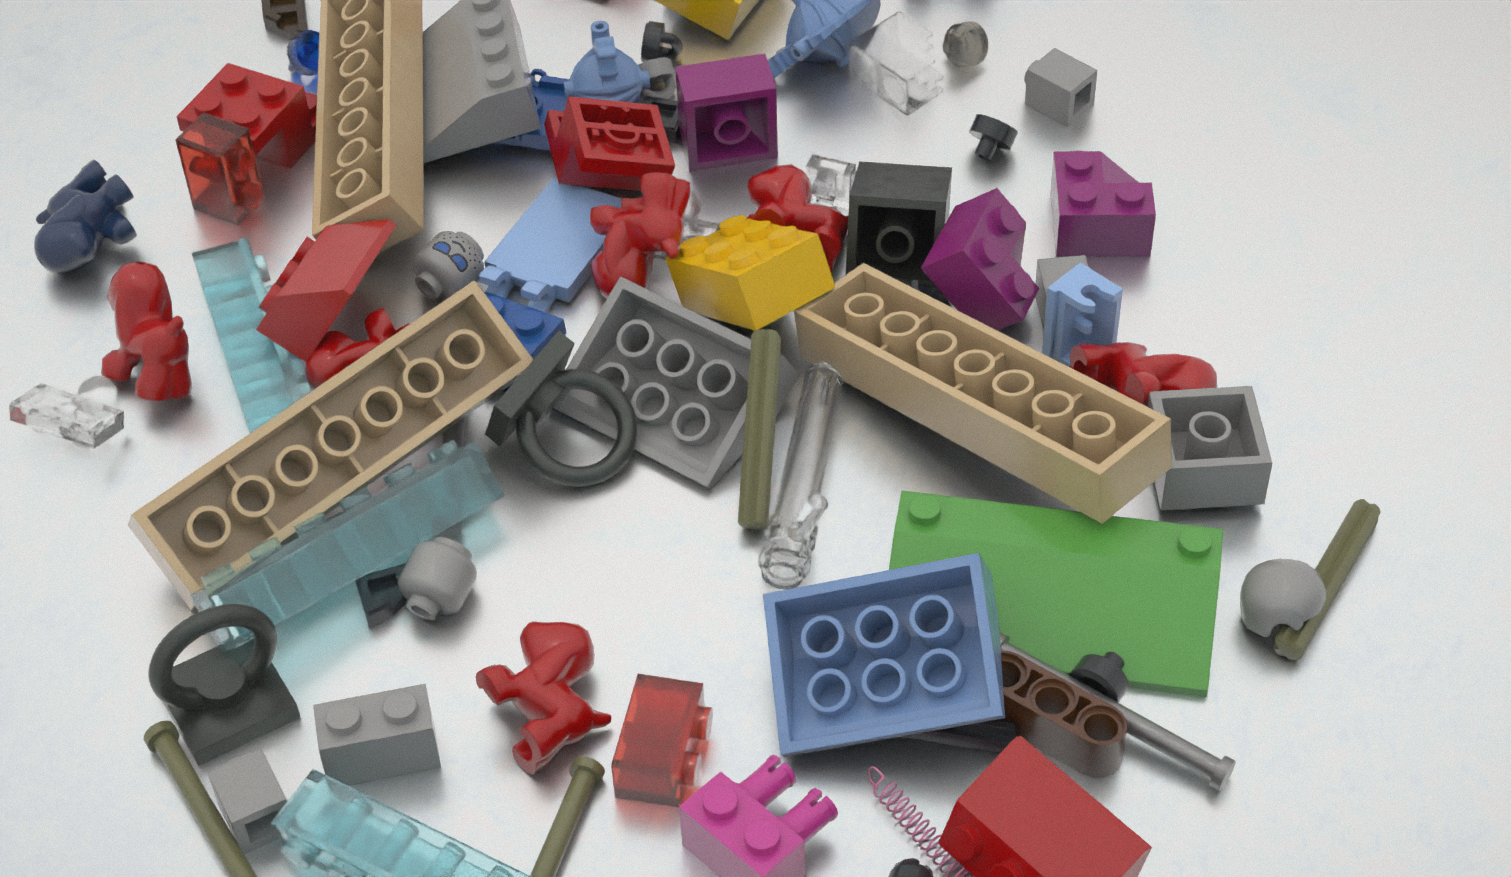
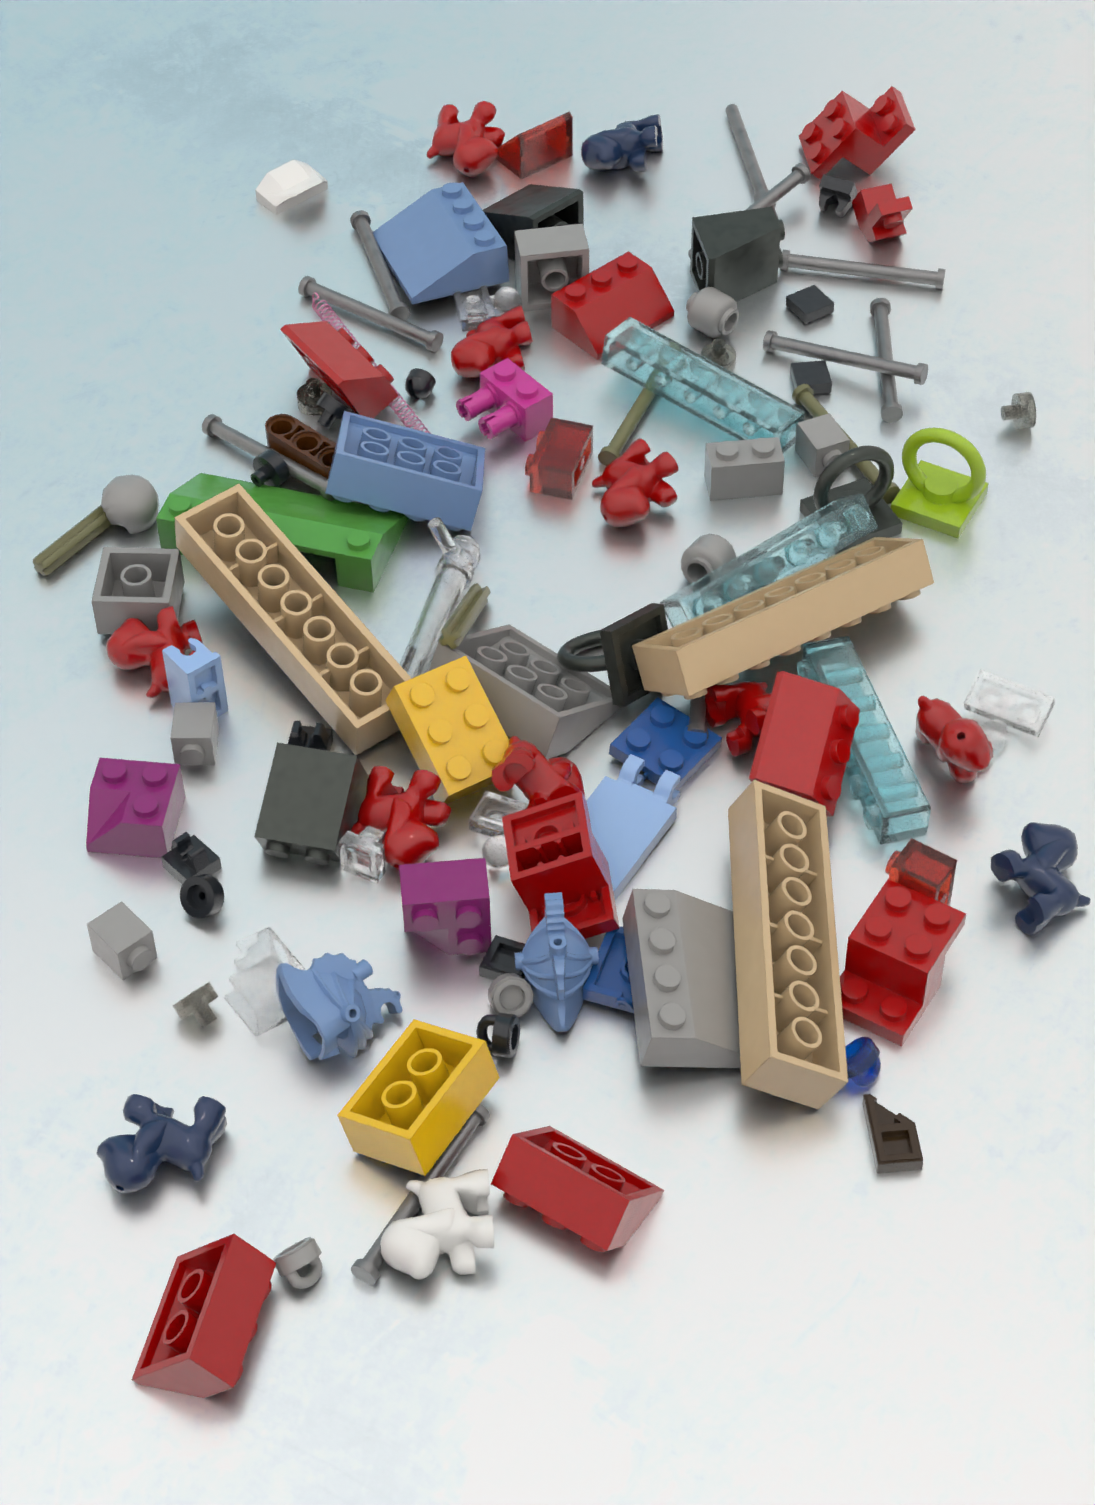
camera: 175 degrees left, 0 degrees up
(82, 736) = (937, 495): none -> lime tile
(447, 264) = (706, 797): light grey head -> none
(980, 261) = (254, 726): magenta slope -> none
(1020, 178) = (190, 858): none -> black tile

